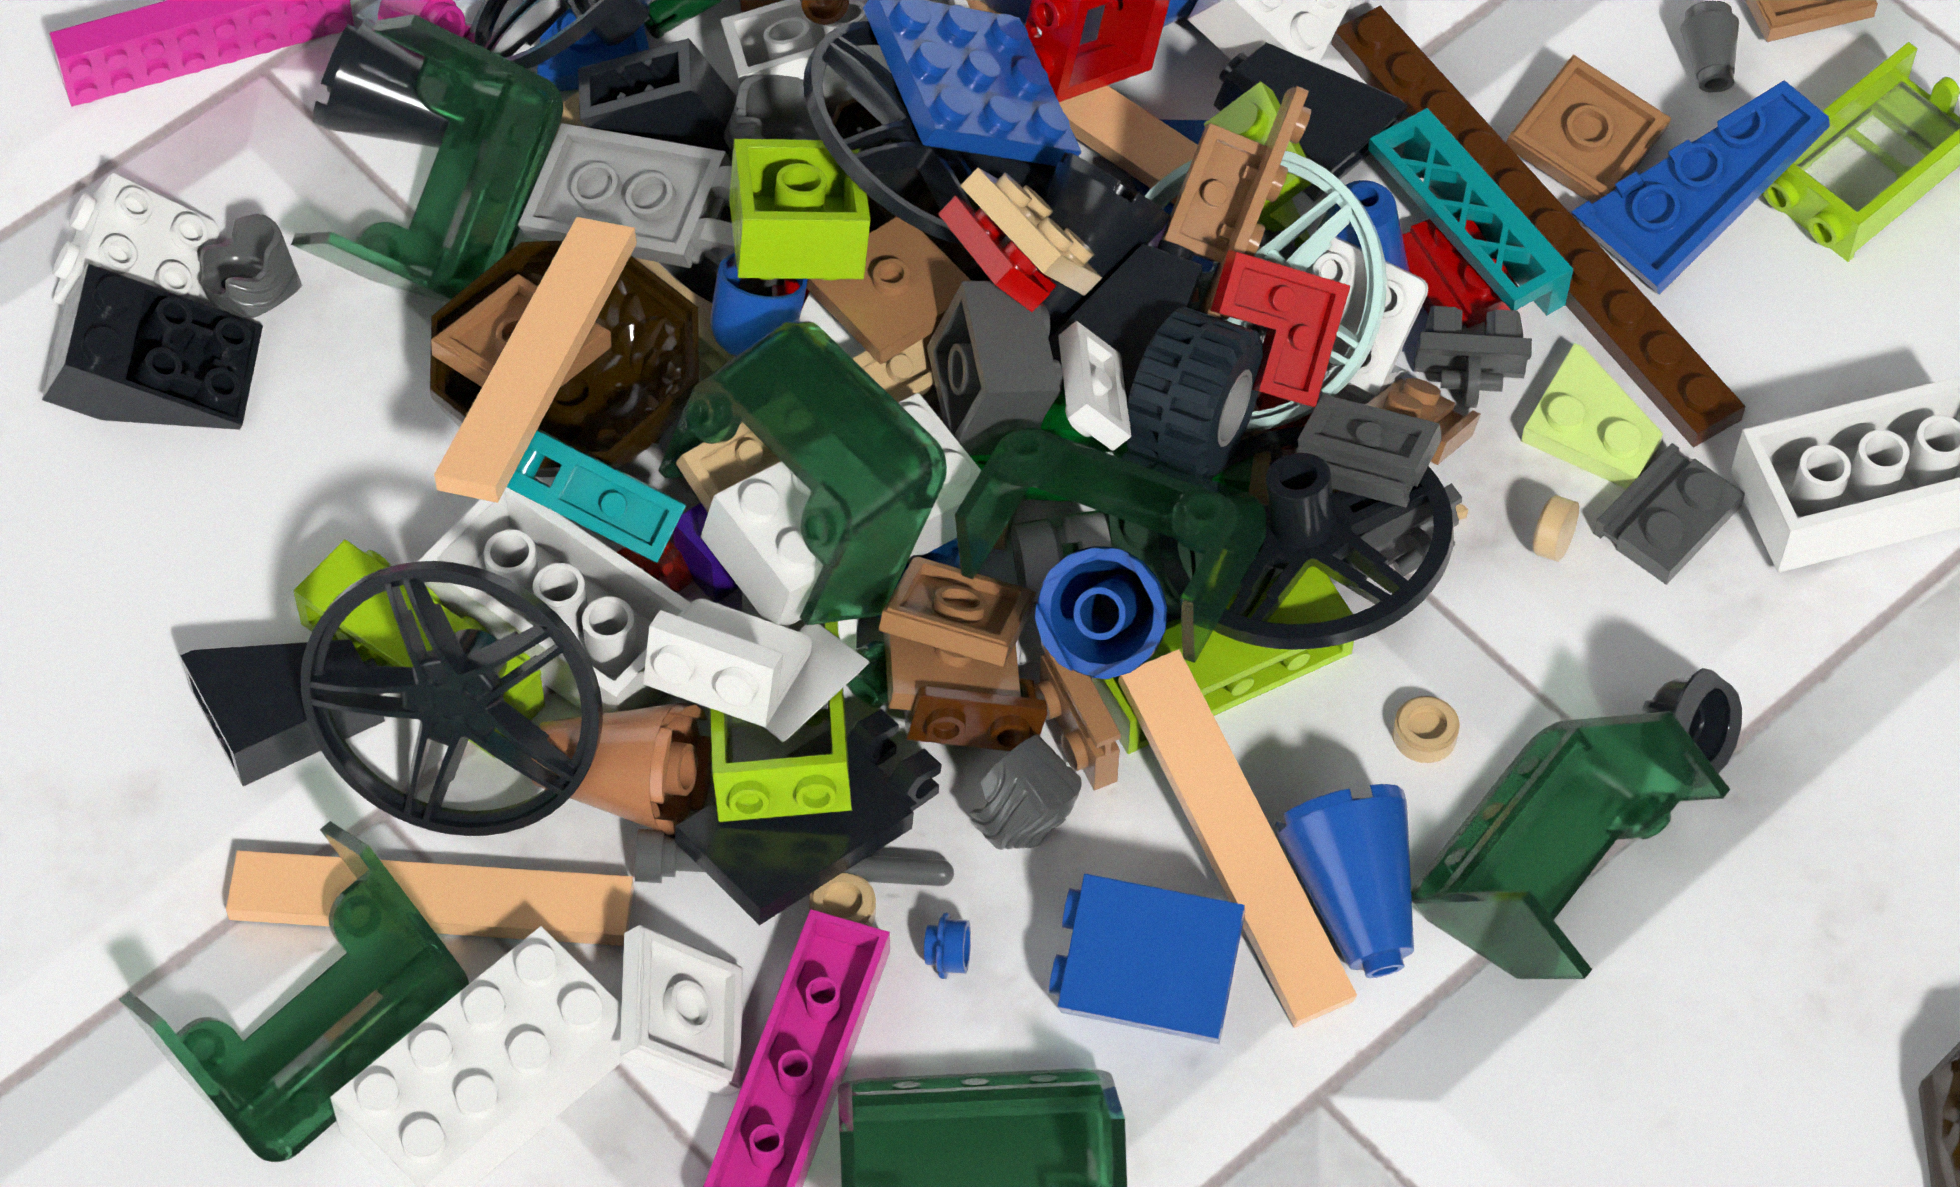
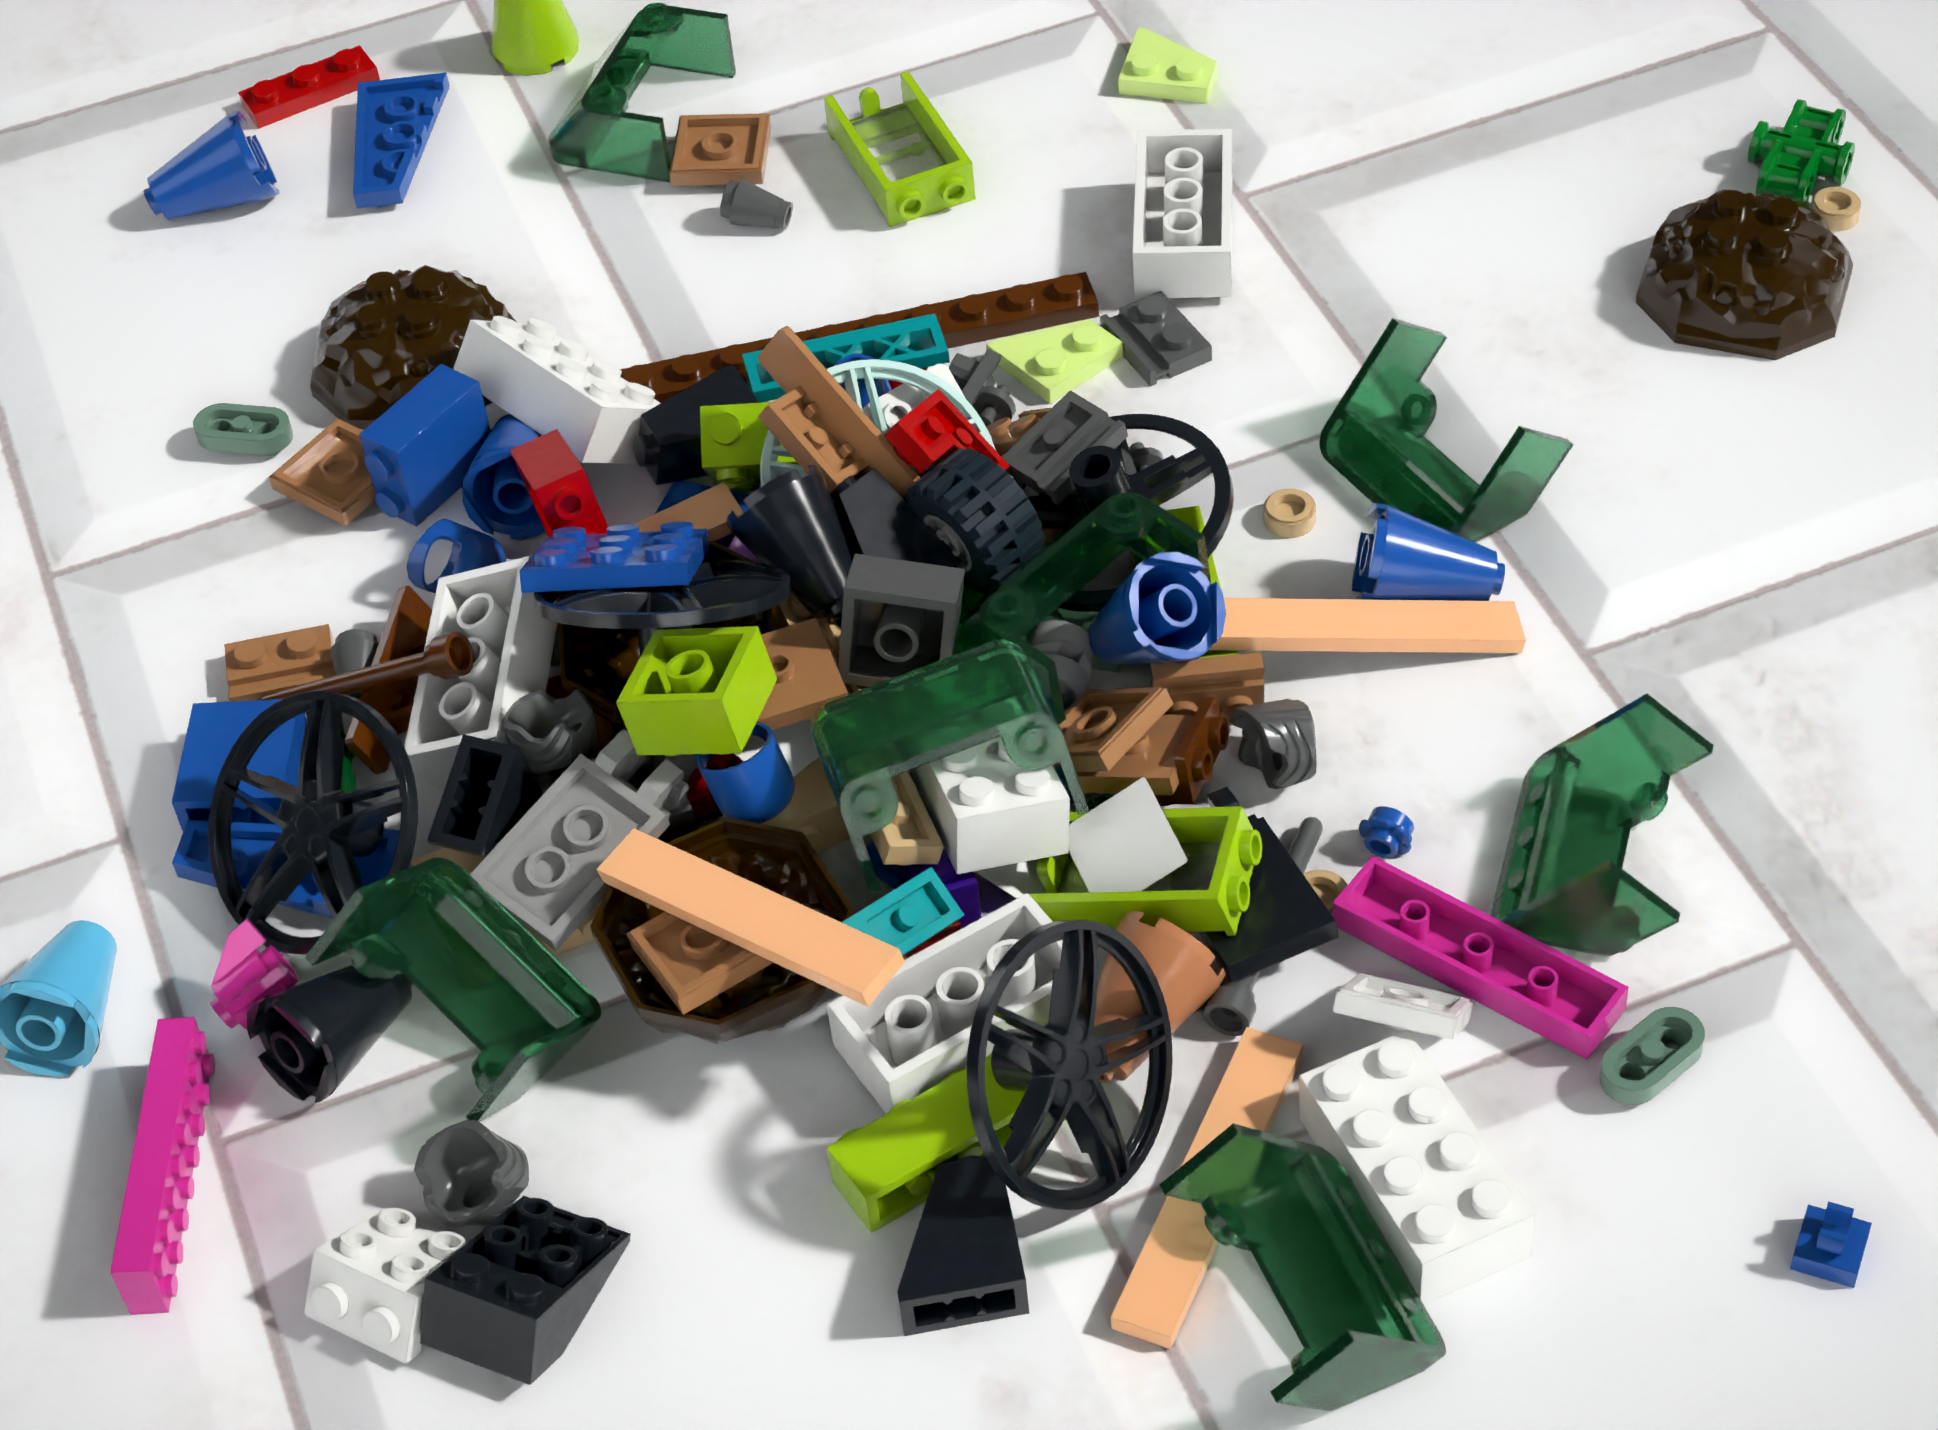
camera: 65 degrees left, 10 degrees down
(724, 659) = (1106, 866): white bracket -> none
(997, 254) = (817, 565): red plate -> none
(1026, 222) = (820, 531): tan plate -> none
(1094, 387) = (980, 563): white plate -> none
(1148, 958) = (1456, 698): blue brick -> none
(1555, 528) = (1149, 392): tan tile -> none
(1587, 131) = (798, 288): medium nougat plate -> none
(1689, 199) = (895, 236): blue wing -> none
(1706, 710) = (1349, 346): black piece -> none

